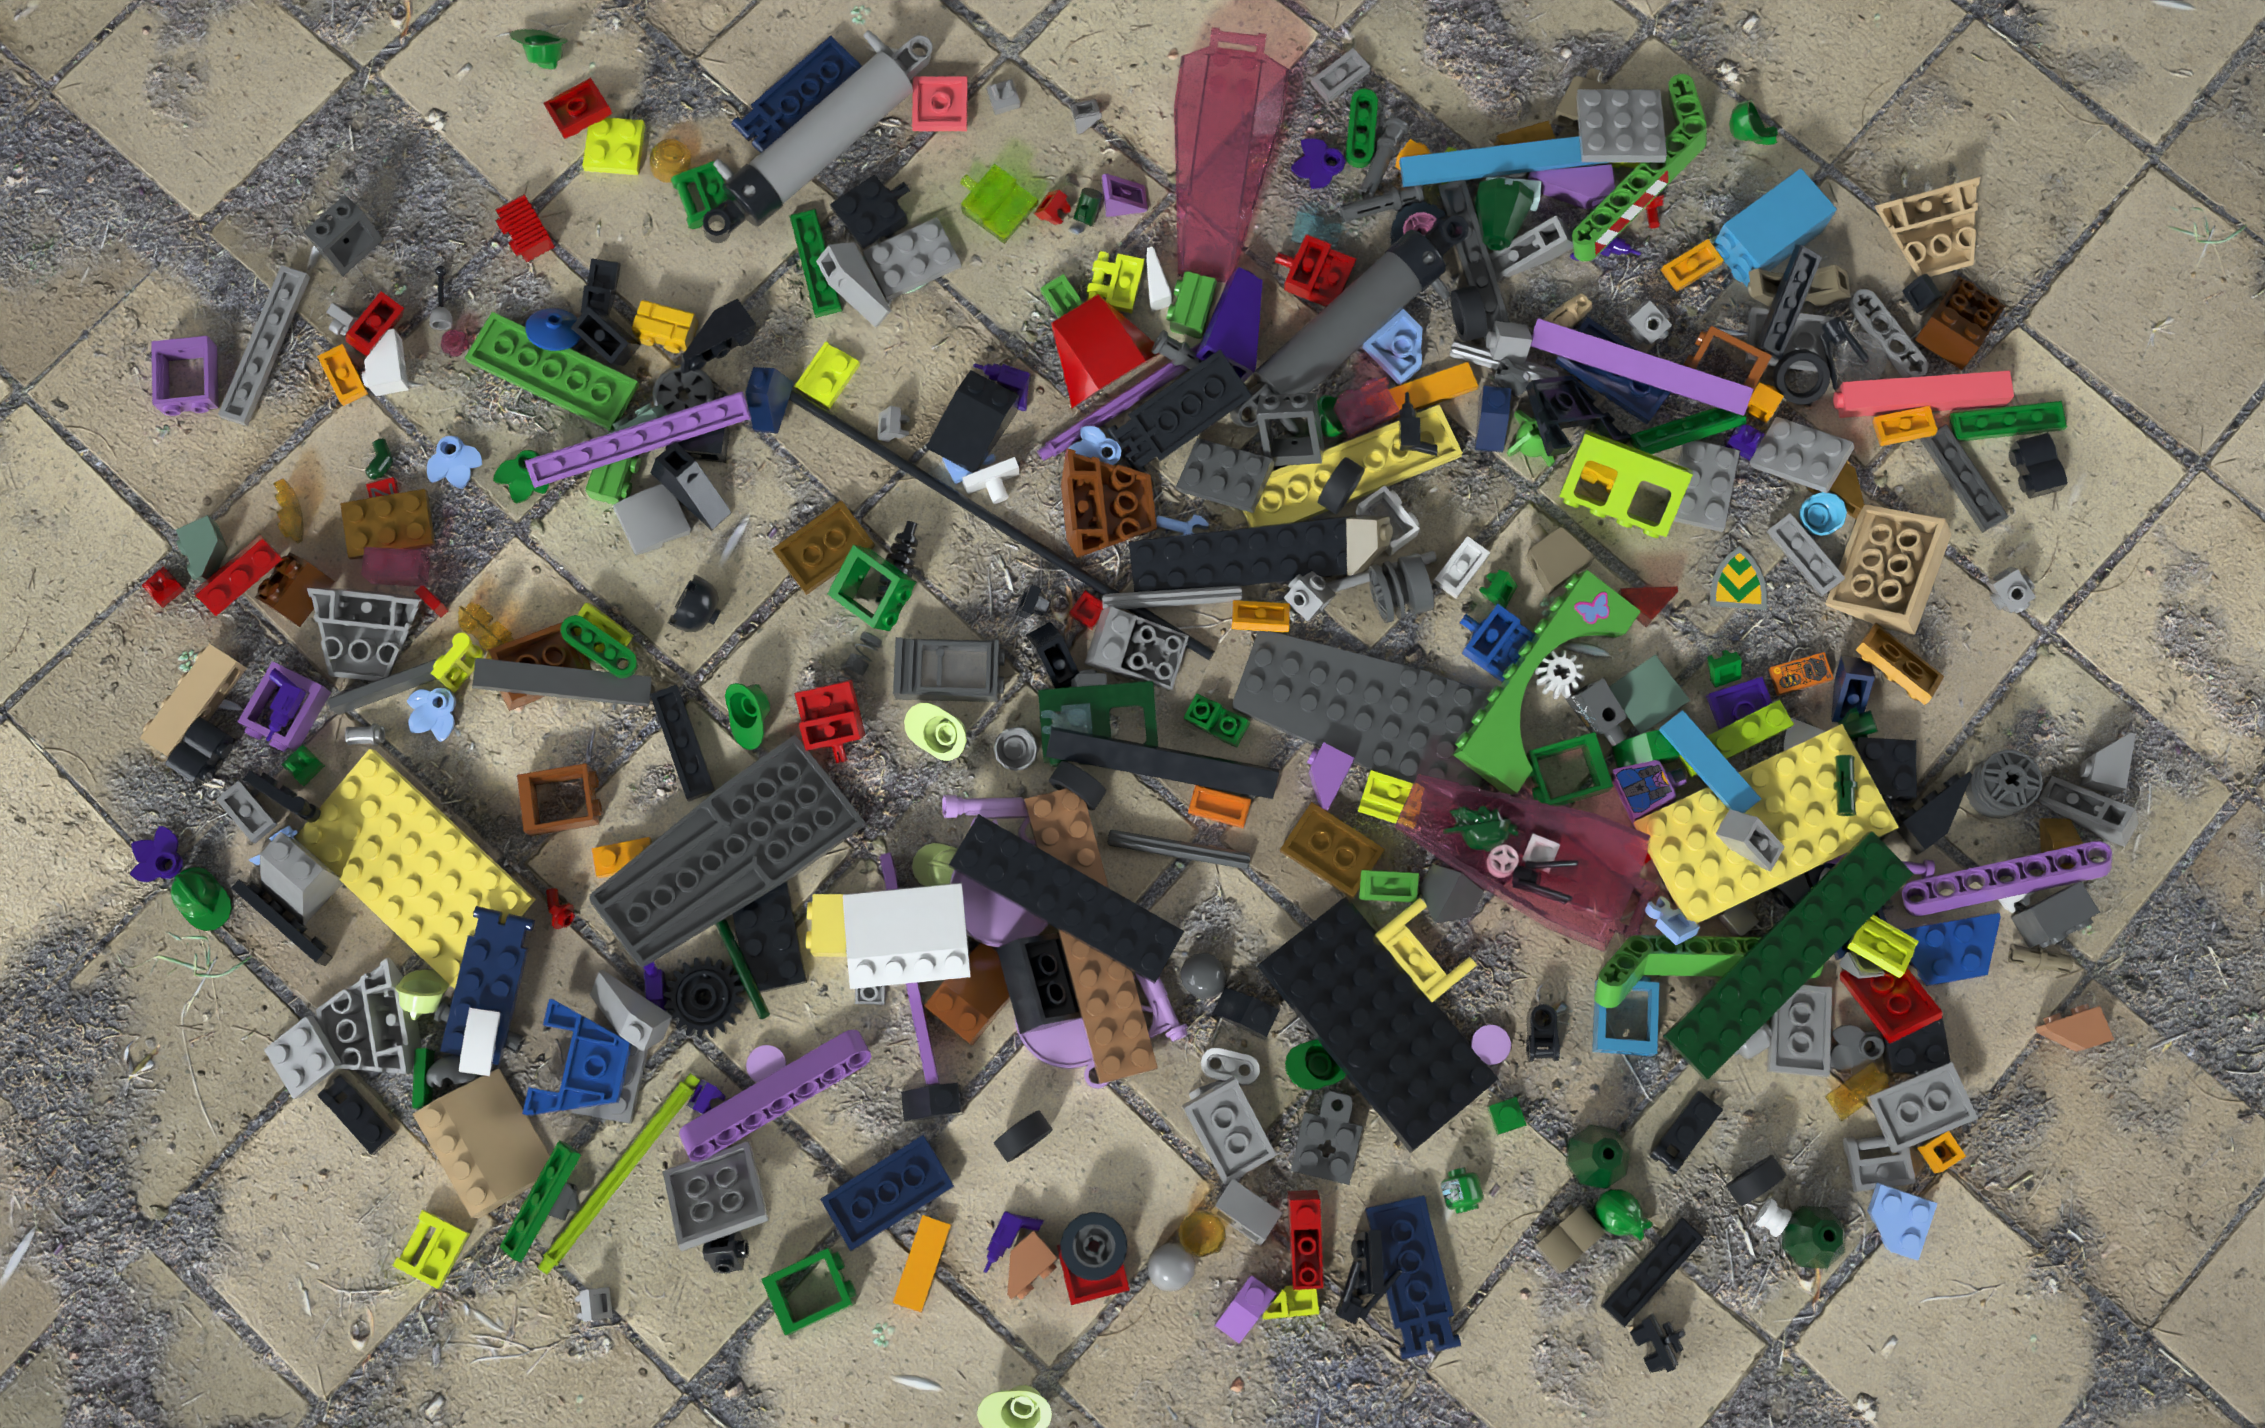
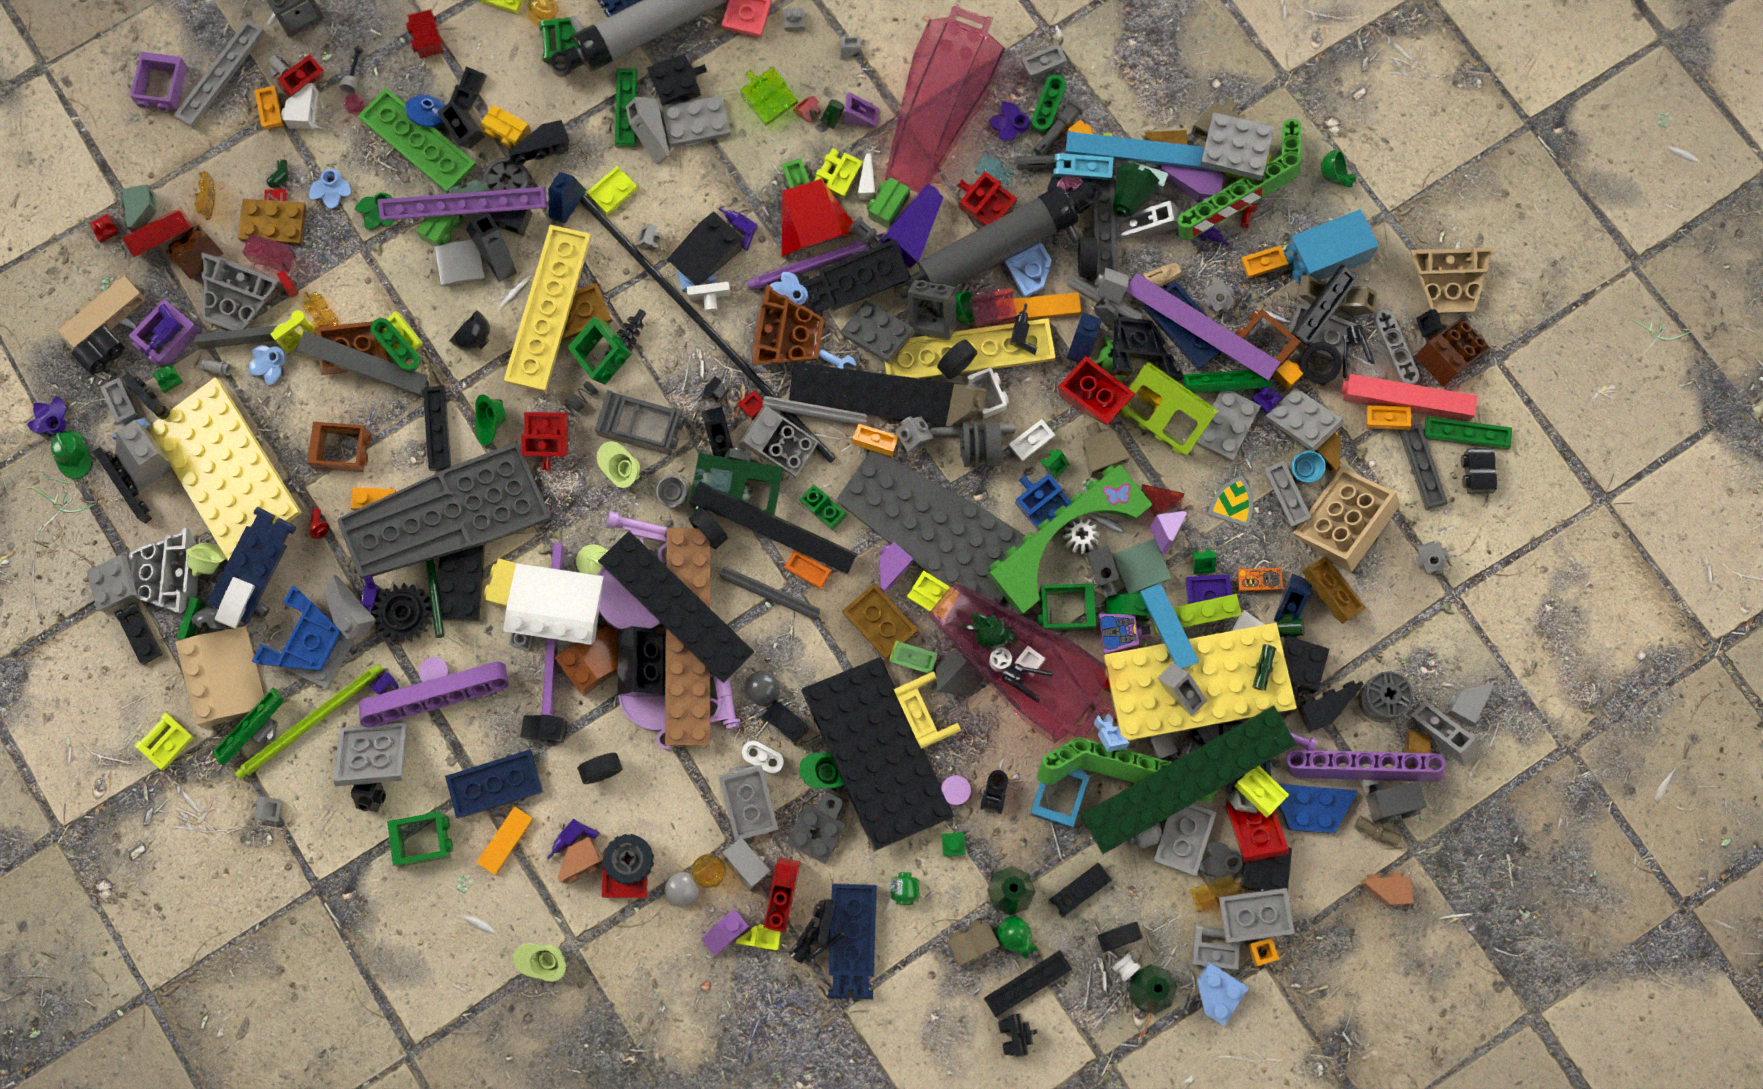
camera: 15 degrees right, 0 degrees up
(787, 550) = (547, 308): none -> light yellow plate
(1432, 198) = (1083, 166): none -> medium azure plate
(1528, 484) = (1095, 391): none -> red slope
(1667, 638) = (1166, 527): none -> slope

